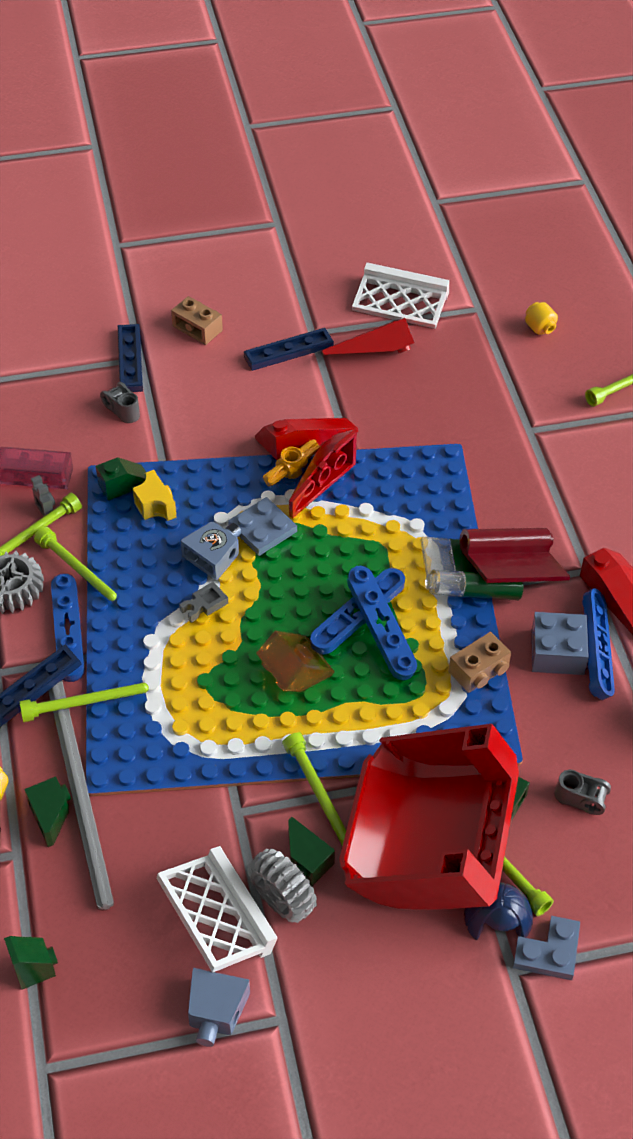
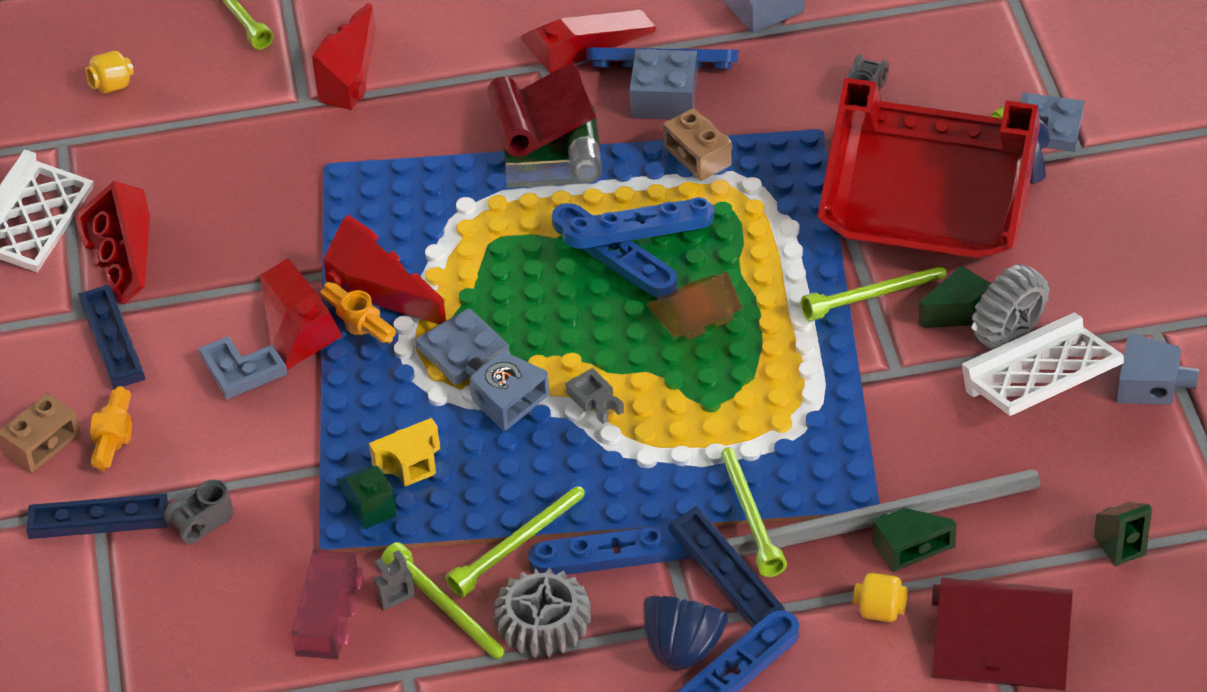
camera: 85 degrees left, 5 degrees down
(199, 353) = (111, 428): none -> light orange axle
(249, 410) = (238, 373): none -> sand blue plate
(564, 442) = (344, 61): none -> red wedge

